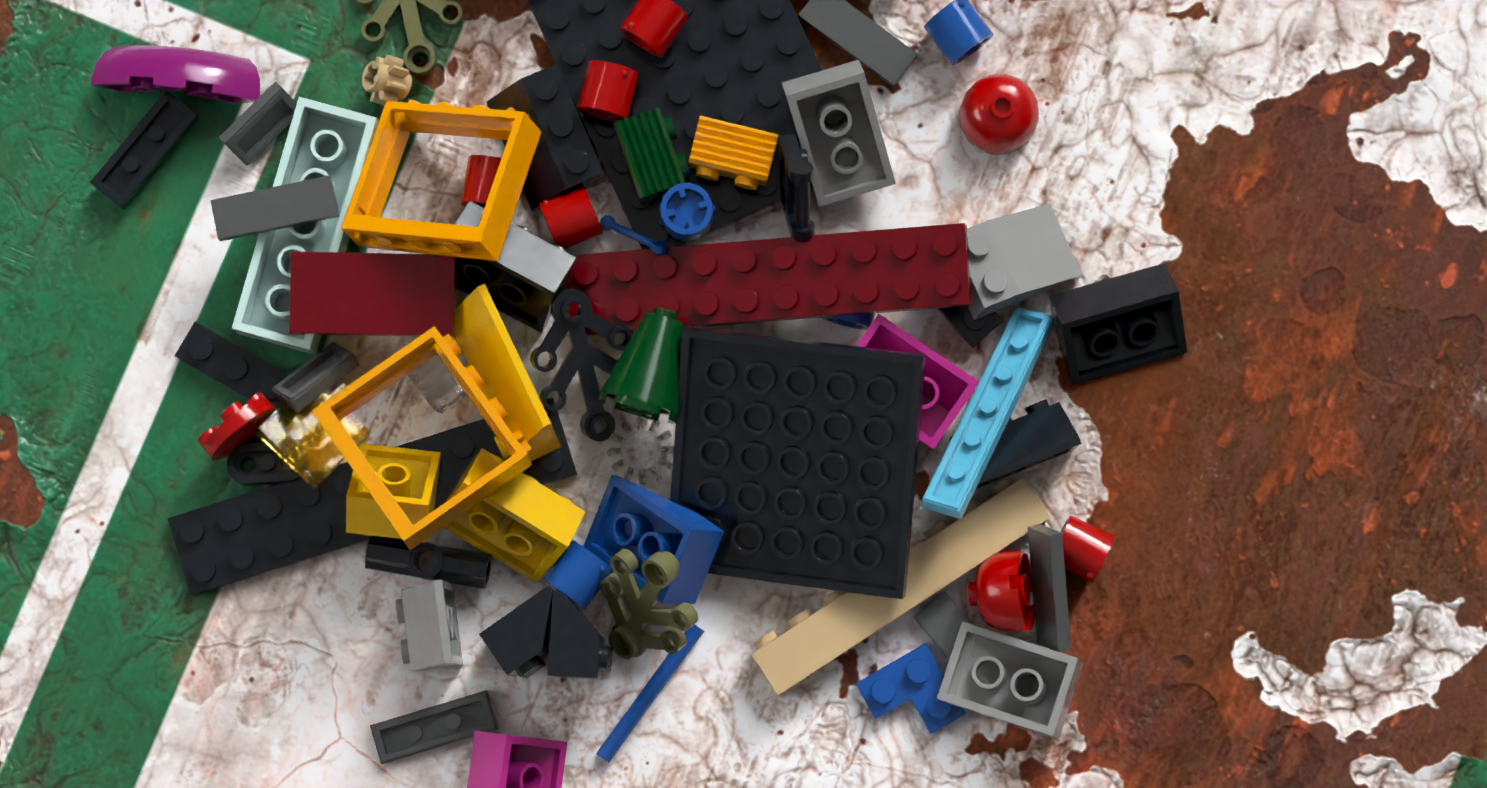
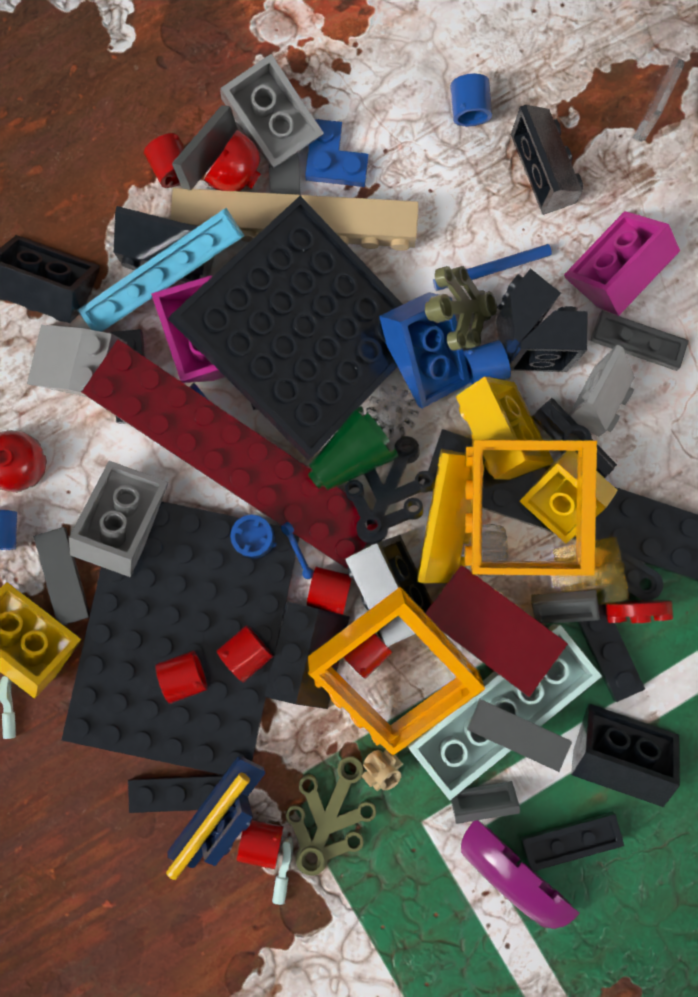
camera: 145 degrees left, 0 degrees up
(148, 274) = (627, 756): none -> black slope
(650, 154) = (248, 591): dark green brick -> none
(732, 153) = (194, 554): light orange brick -> none
(795, 188) = (171, 499): black plate -> none

